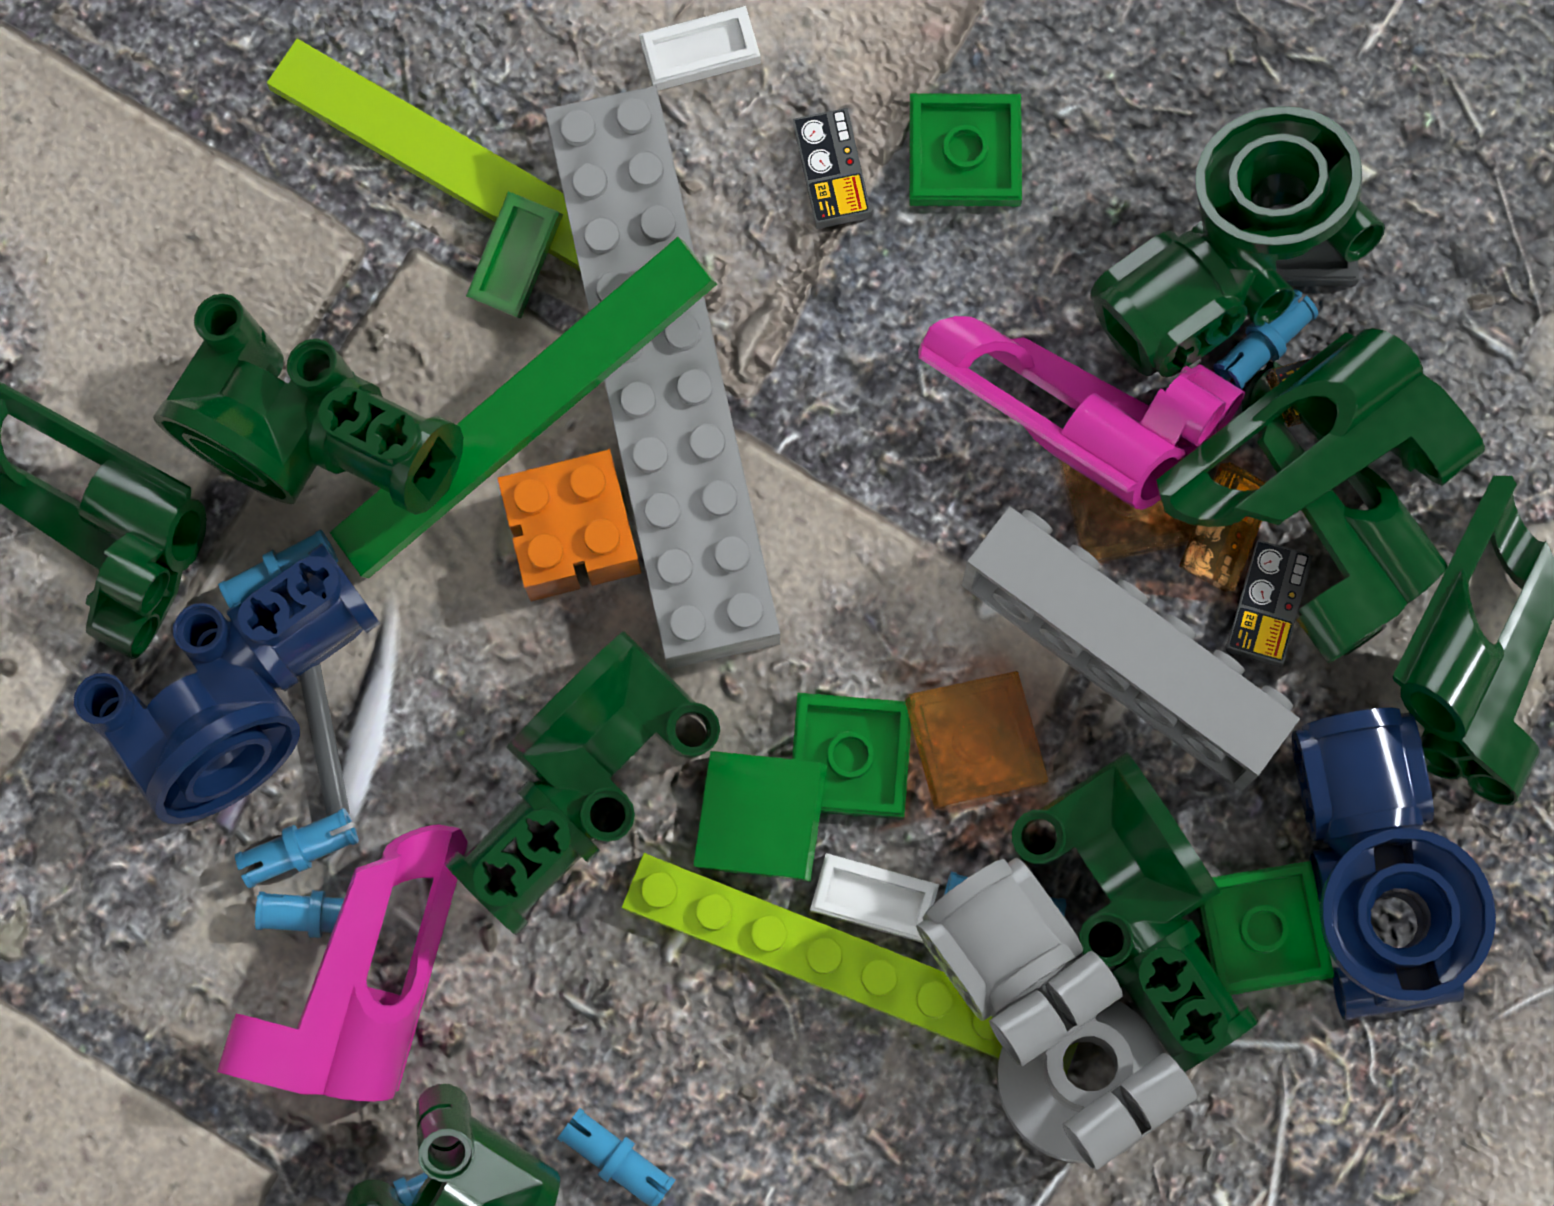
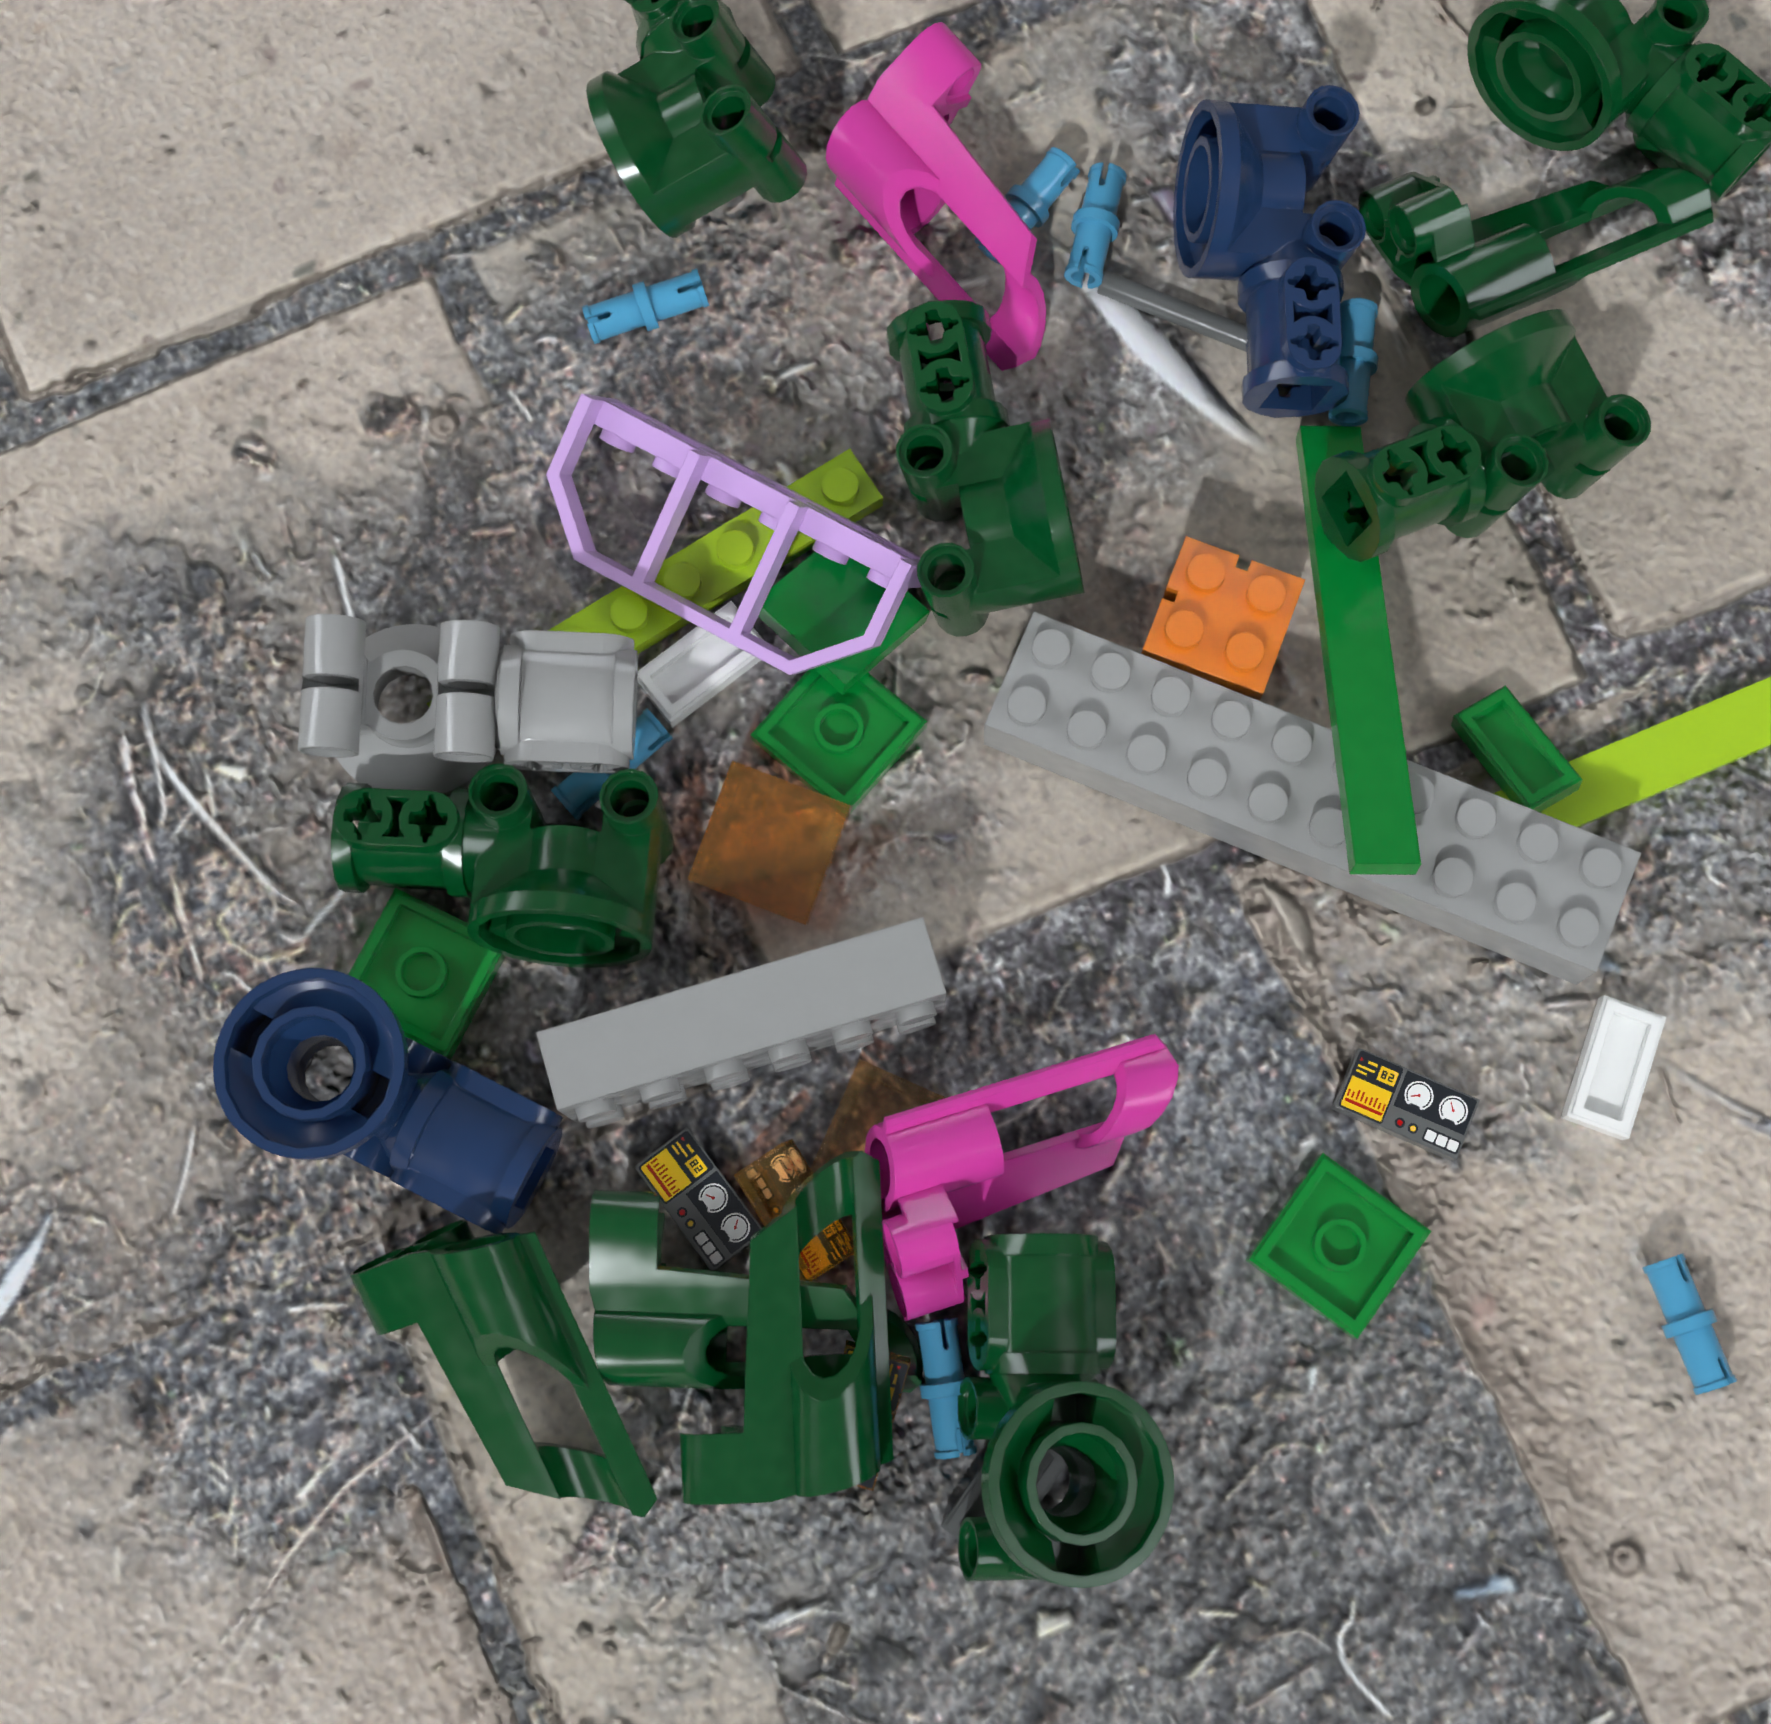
camera: 125 degrees right, 0 degrees up
(716, 920) = (730, 484): none -> lavender plate

